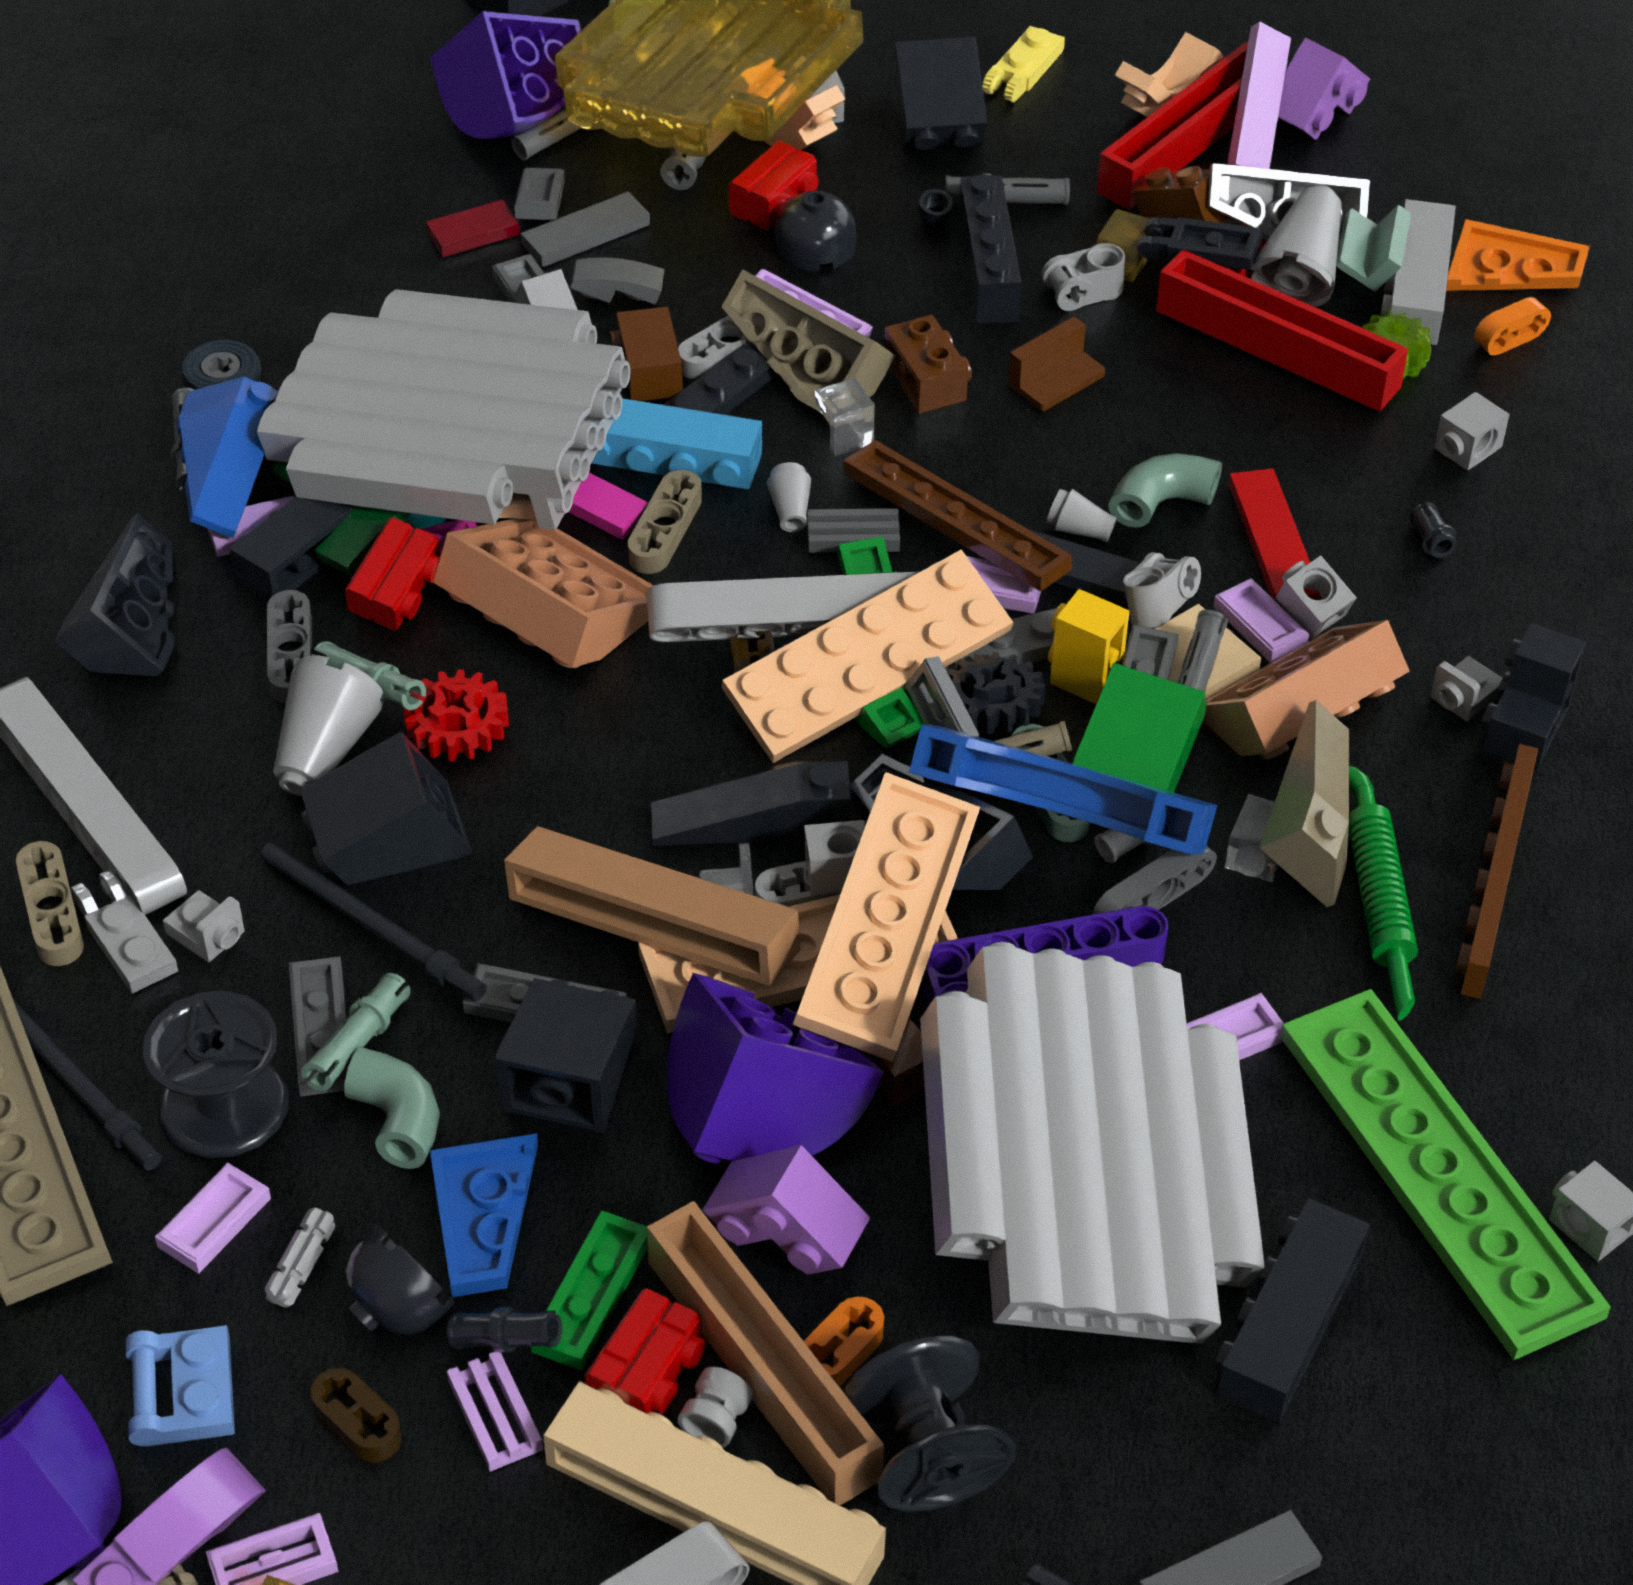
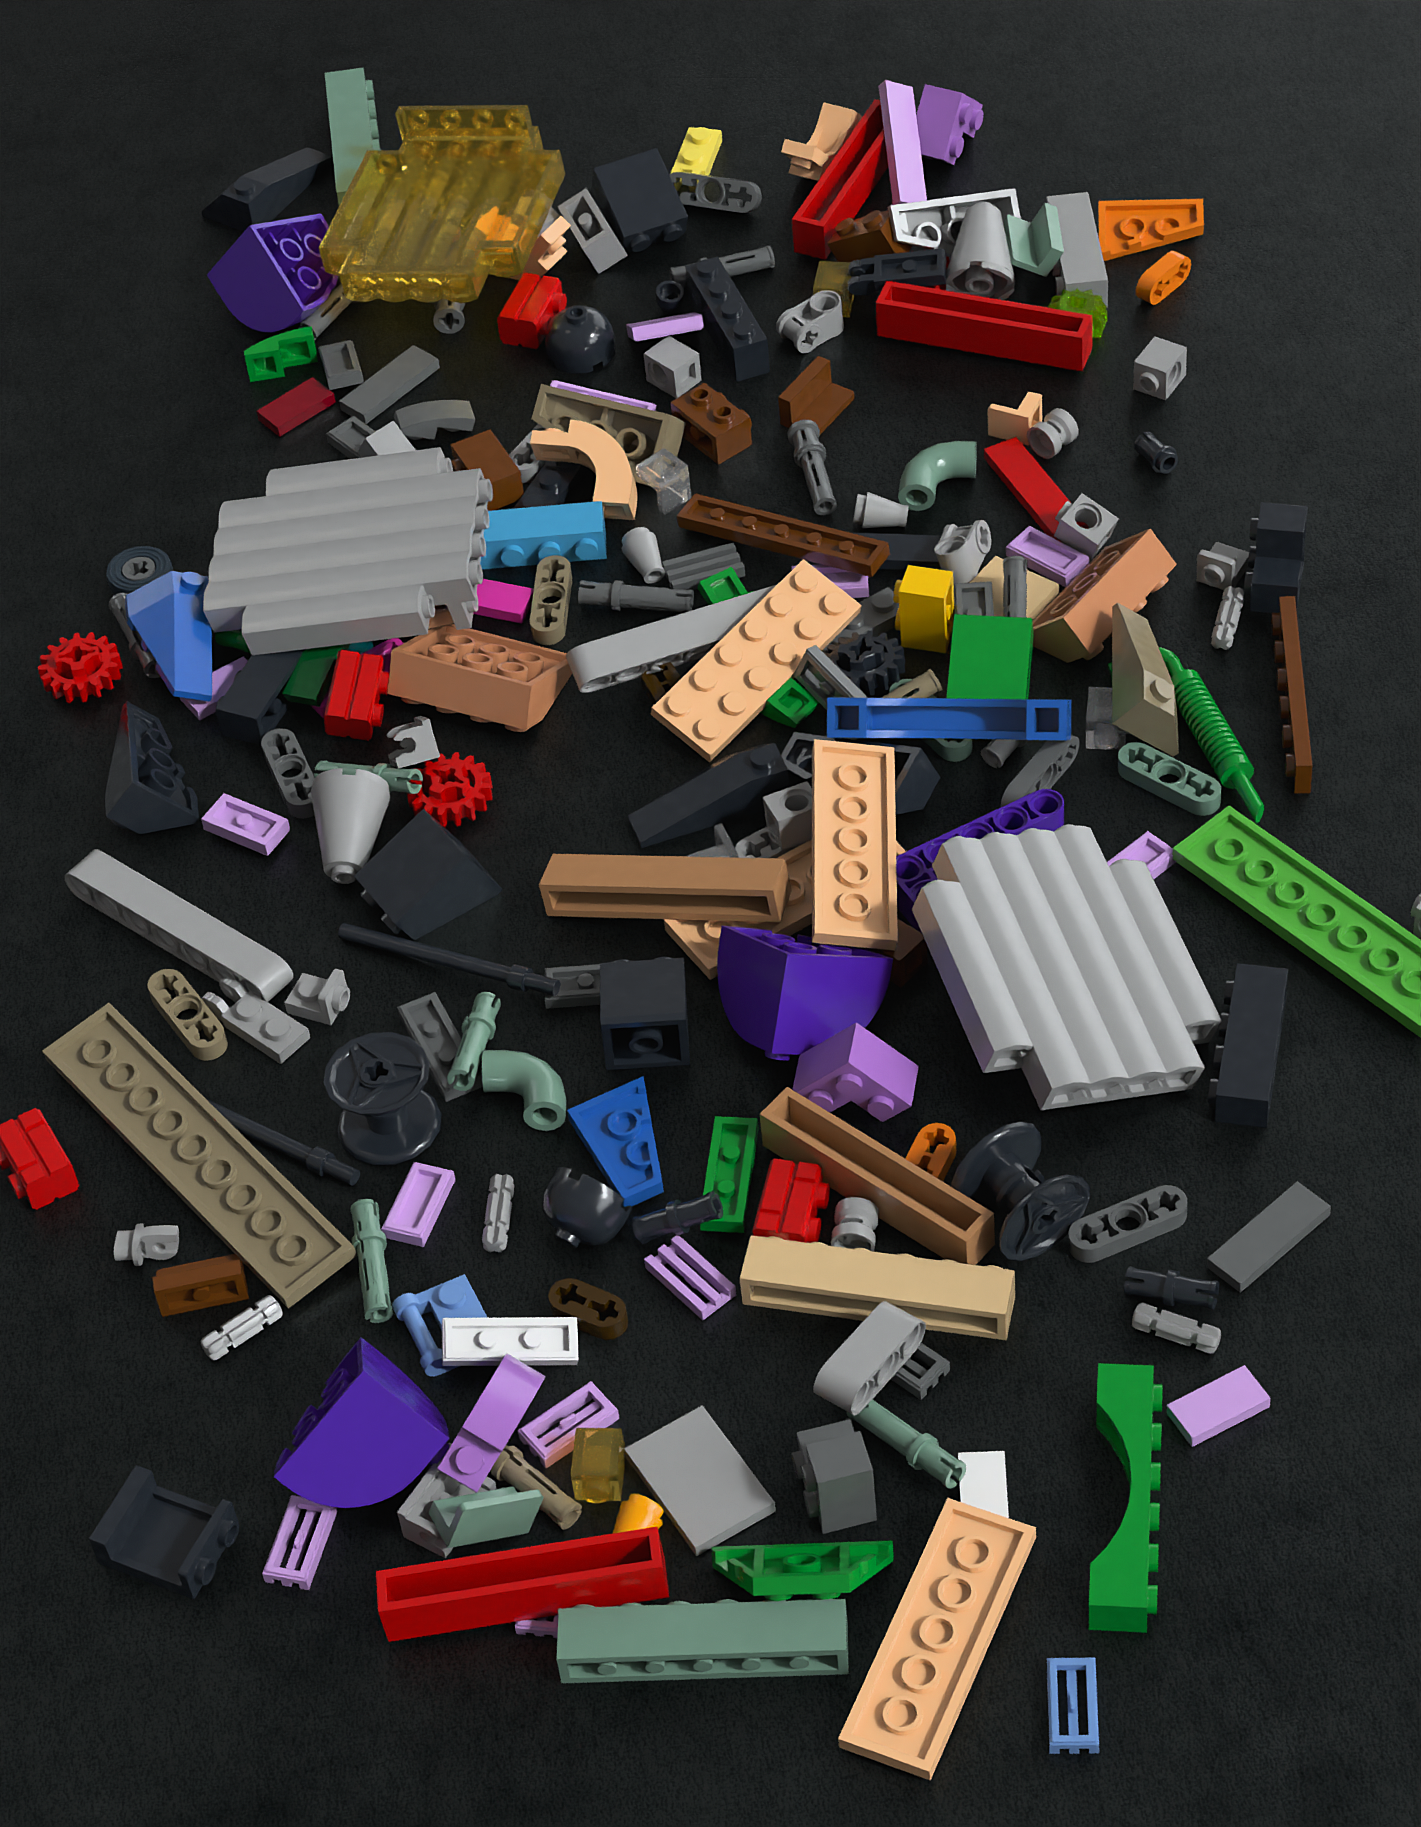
camera: 10 degrees left, 0 degrees up
(108, 460) = (80, 667): none -> red gear
(130, 1255) = (370, 1247): none -> sand green pin
(211, 693) = (245, 824): none -> lavender plate
(250, 1431) = (526, 1339): none -> white tile
(436, 652) = (417, 747): none -> light grey hinge
(469, 164) = (287, 349): none -> green slope
(772, 547) = (640, 597): none -> dark grey pin
(788, 397) = (600, 453): none -> light nougat arch
(874, 113) = (592, 231): none -> light grey brick
(906, 287) = (672, 366): none -> light grey brick
(913, 240) = (665, 326): none -> lavender tile
(1010, 105) = (735, 205): none -> dark grey beam
(1024, 430) = (822, 495): none -> dark grey pin
(1071, 1482) = (1137, 1207): none -> dark grey beam
(1283, 454) = (1011, 423): none -> light nougat panel
(1314, 954) = (1138, 759): none -> sand green beam
(1321, 474) = (1049, 436): none -> light grey wheel
(1451, 752) = (1227, 618): none -> light grey axle

